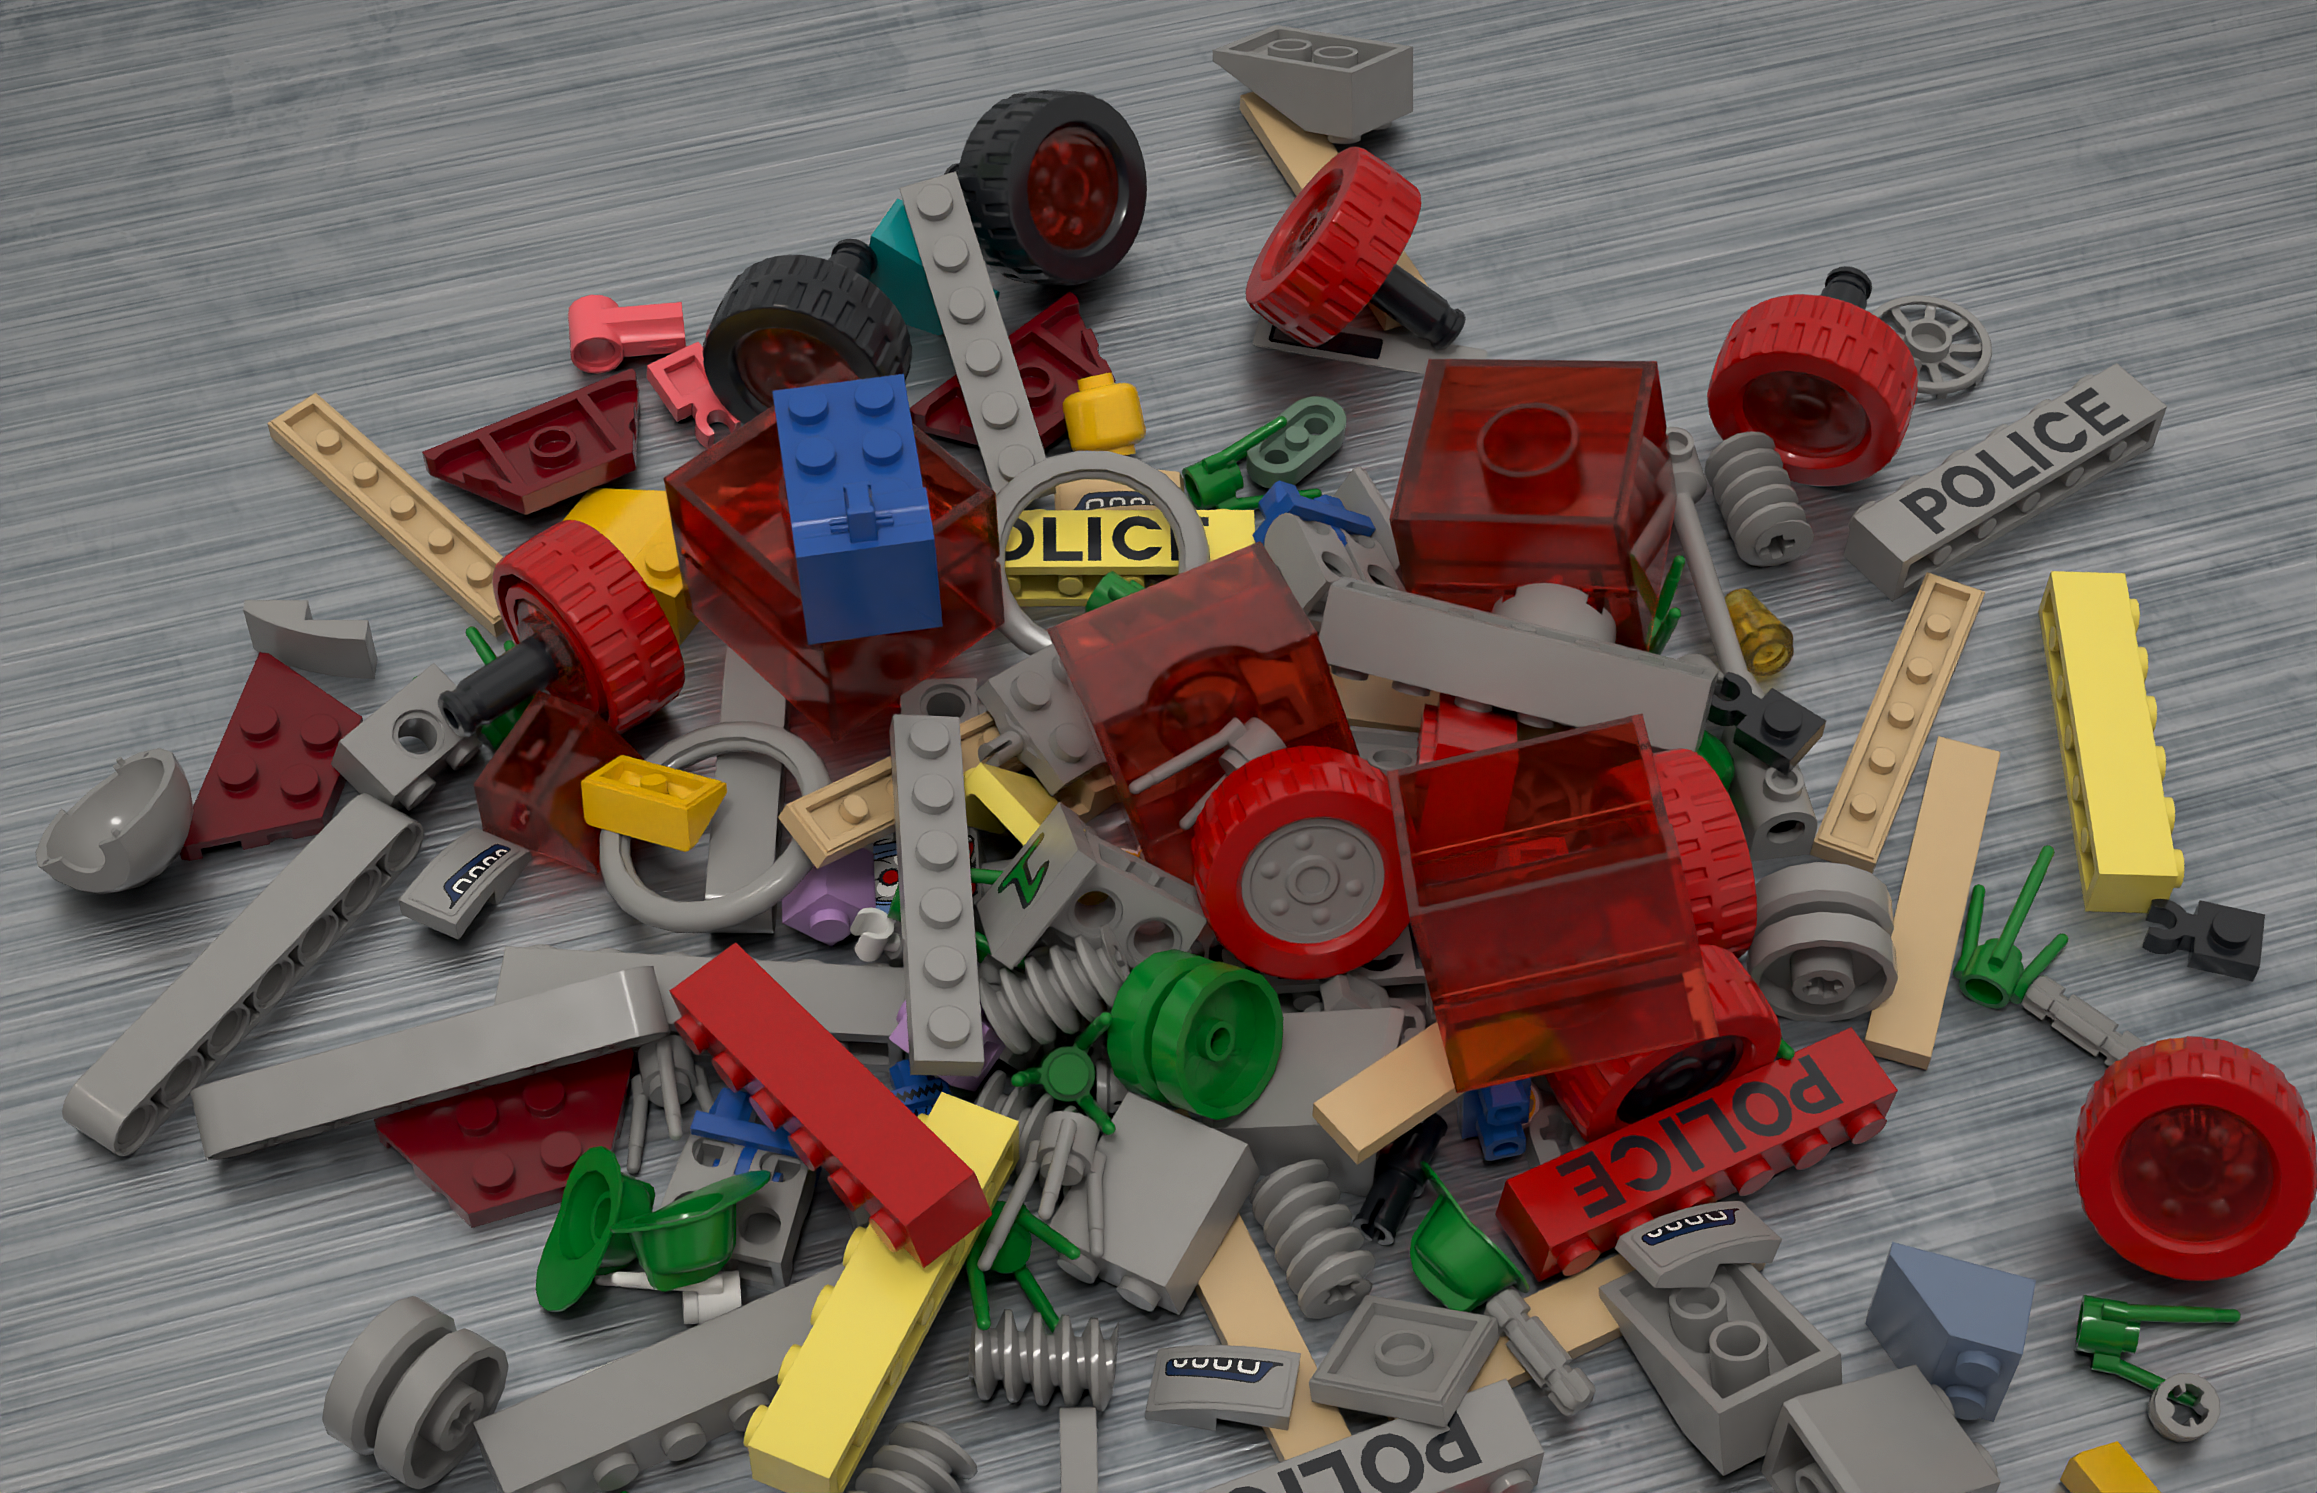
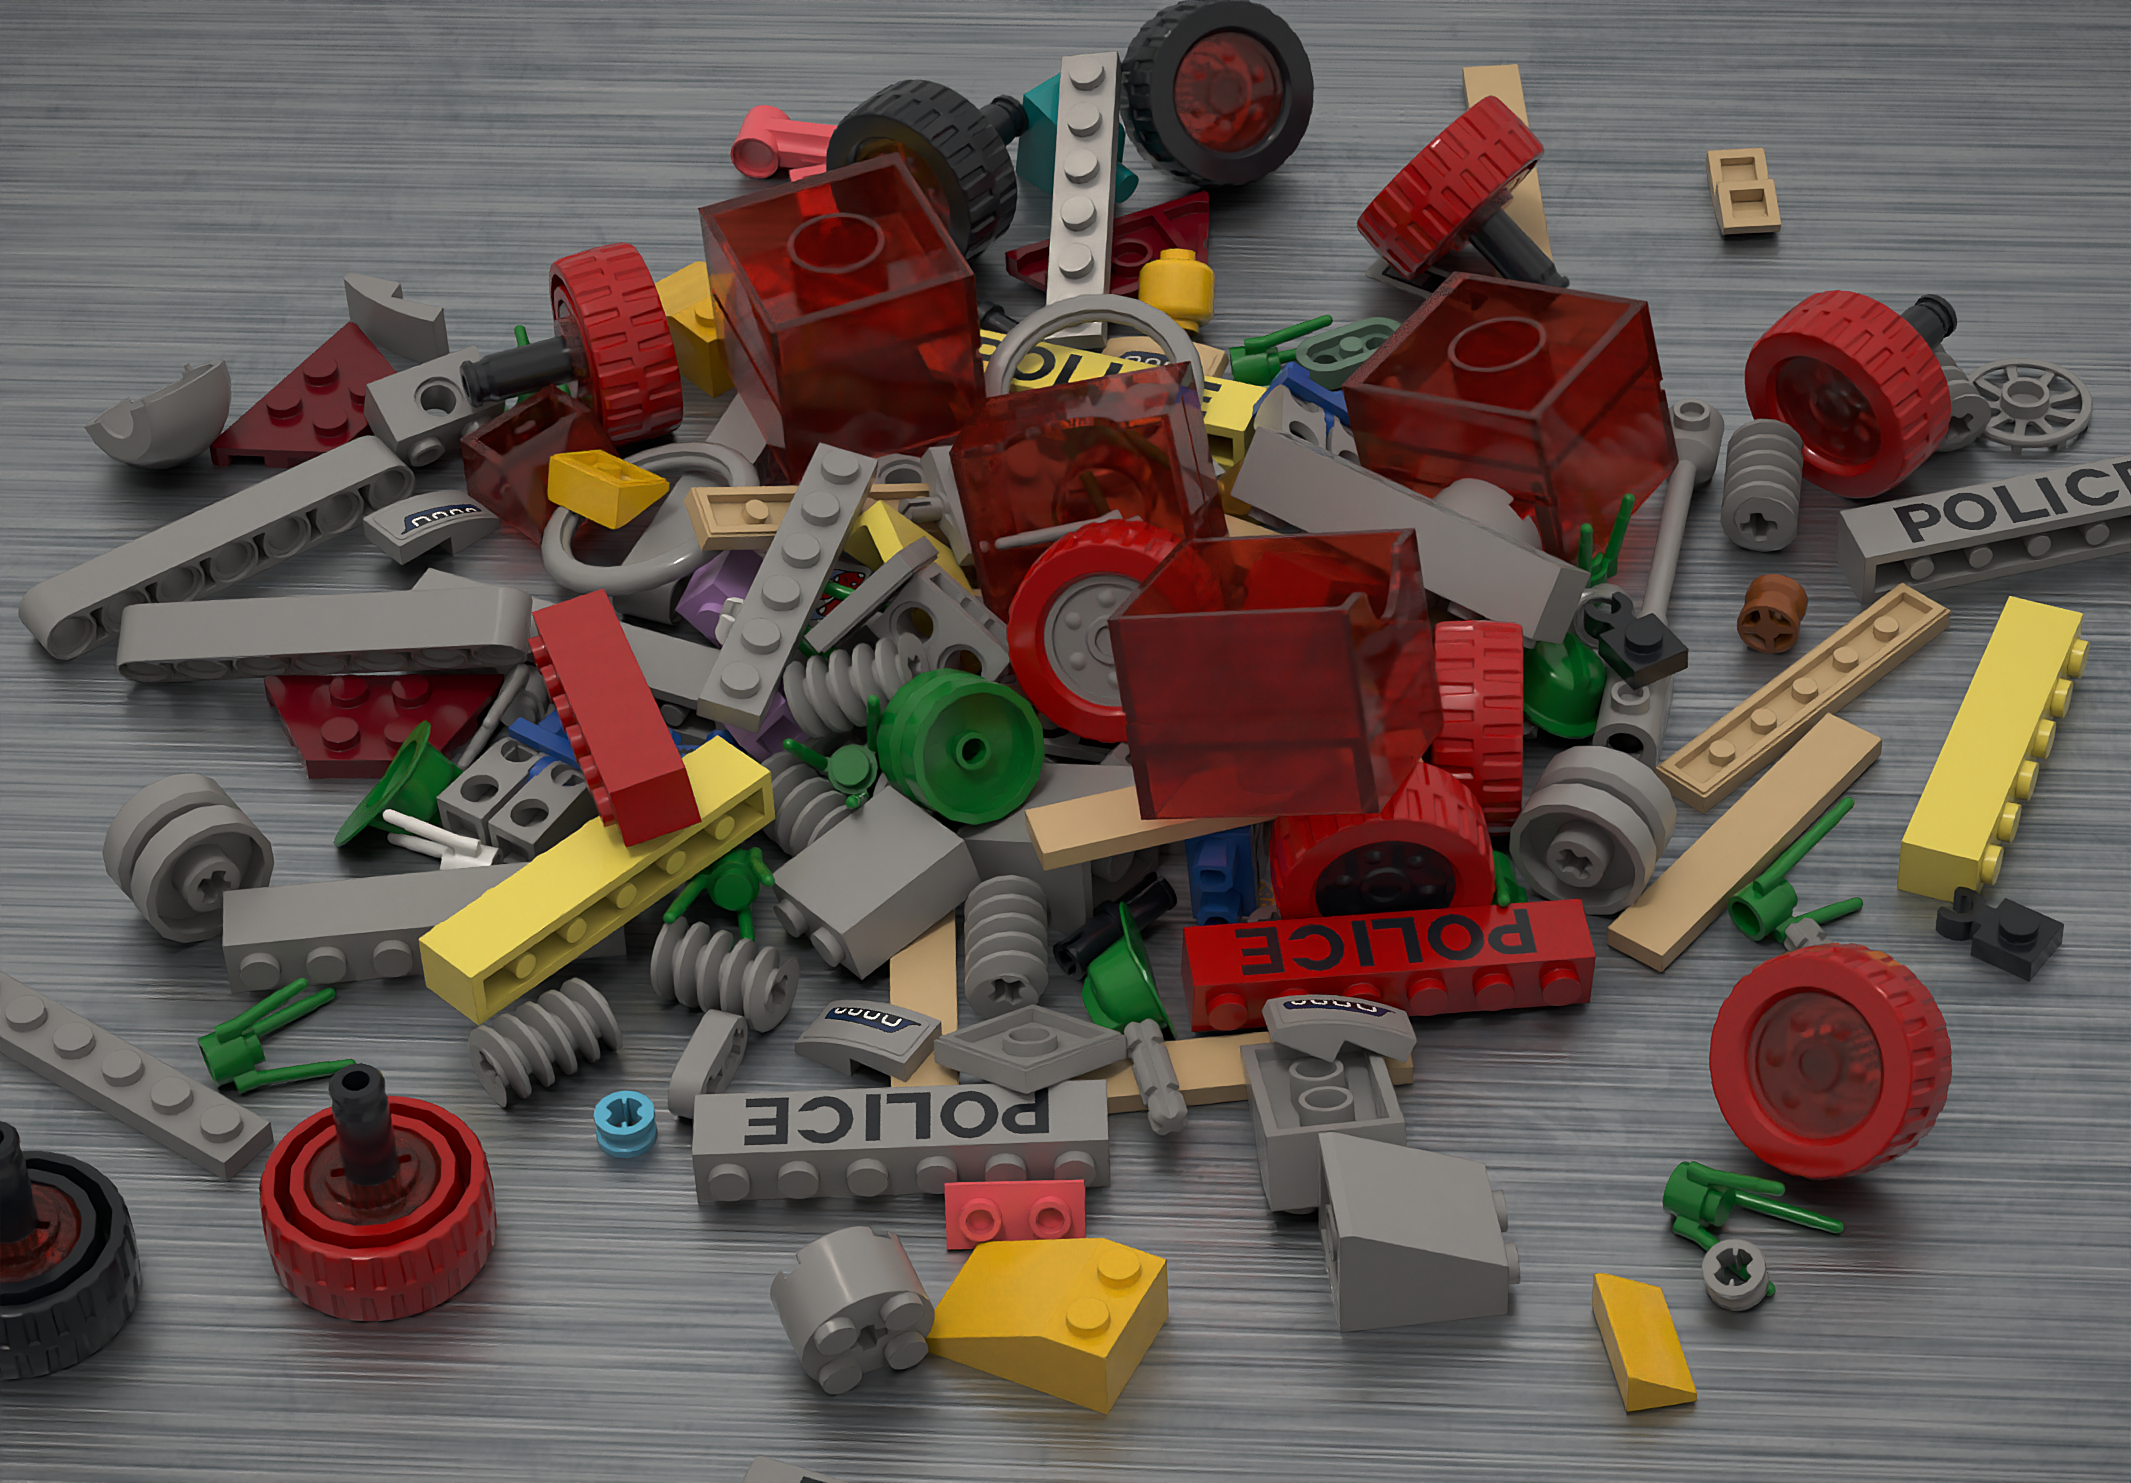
camera: 25 degrees right, 10 degrees down
(393, 505) = (509, 222): tan tile -> none
(548, 449) = (657, 220): dark red wing -> none
(691, 1235) = (458, 797): green piece -> none
(858, 509) = (833, 252): blue hinge -> none
(1063, 1157) = (800, 813): light grey plant -> none
(1324, 79) = (1544, 65): light grey slope -> none
(1561, 177) = (1742, 191): none -> tan slope
(1761, 635) = (1699, 596): clear yellow cone -> none
(1835, 639) = (1772, 613): none -> dark orange wheel
(1954, 1323) = (1543, 1146): sand blue slope -> none

